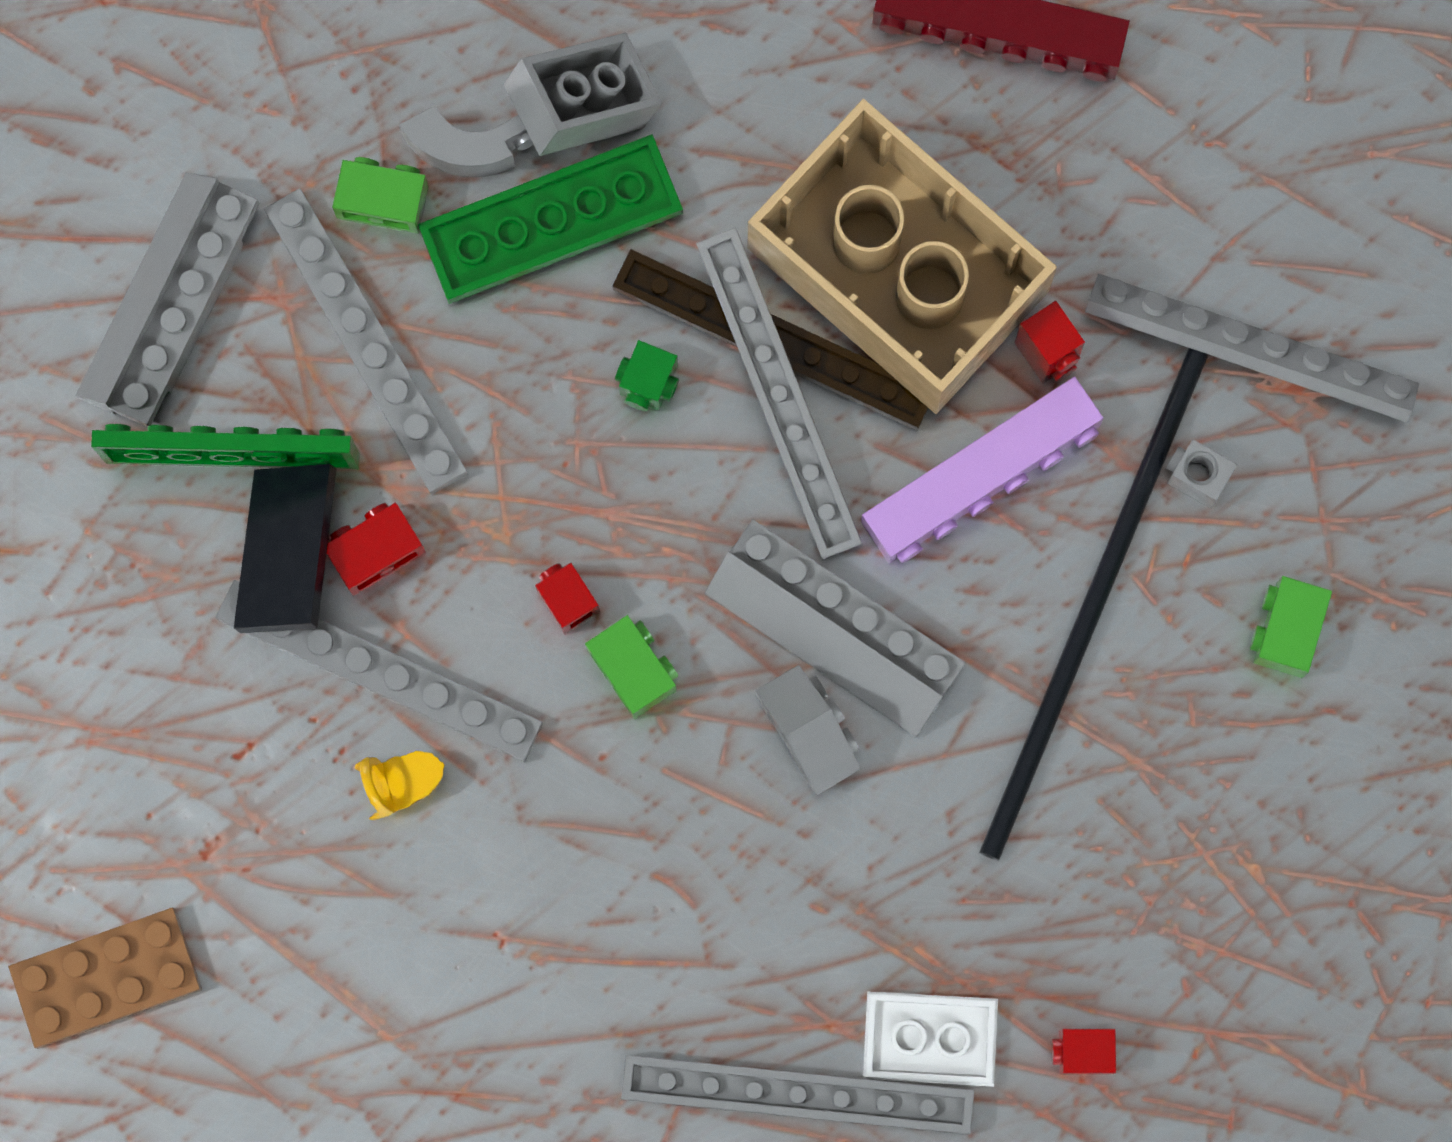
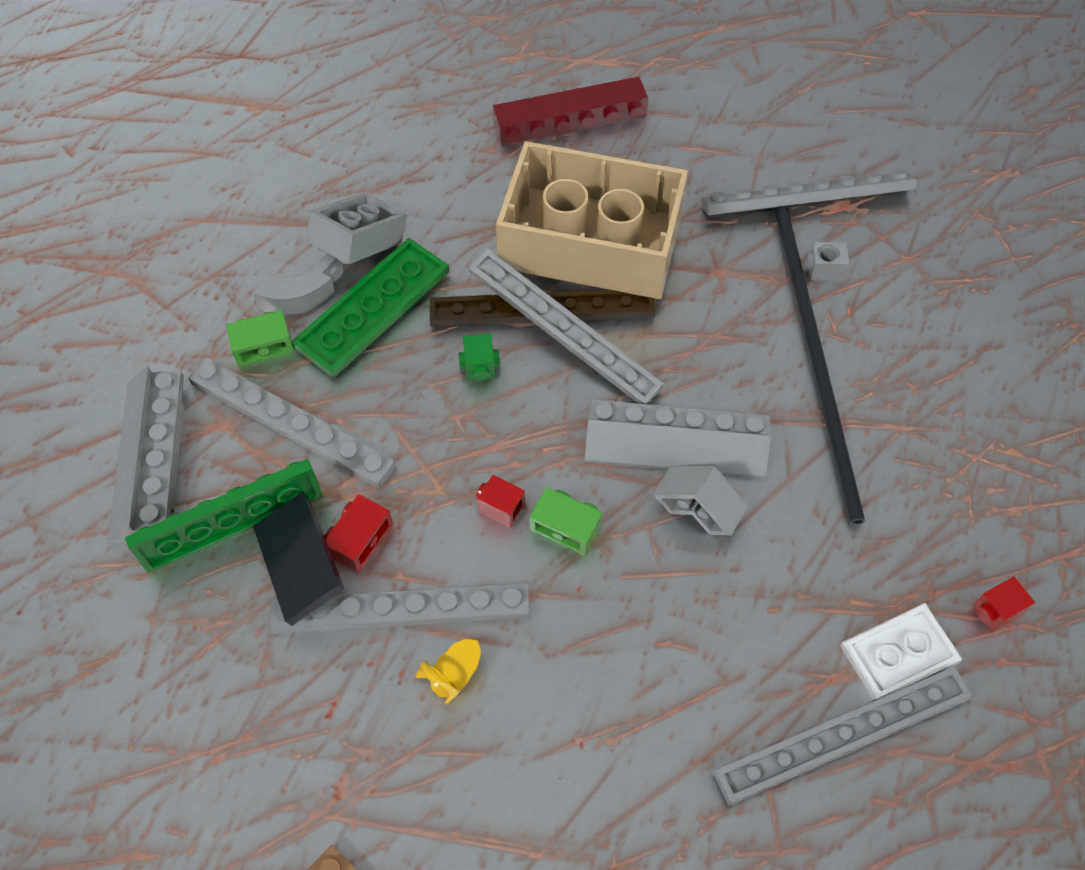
camera: 30 degrees left, 20 degrees down
(982, 470) = (705, 318): lavender brick -> none
(1050, 343) = (702, 231): red brick -> none
(1291, 626) = (935, 311): bright green brick -> none

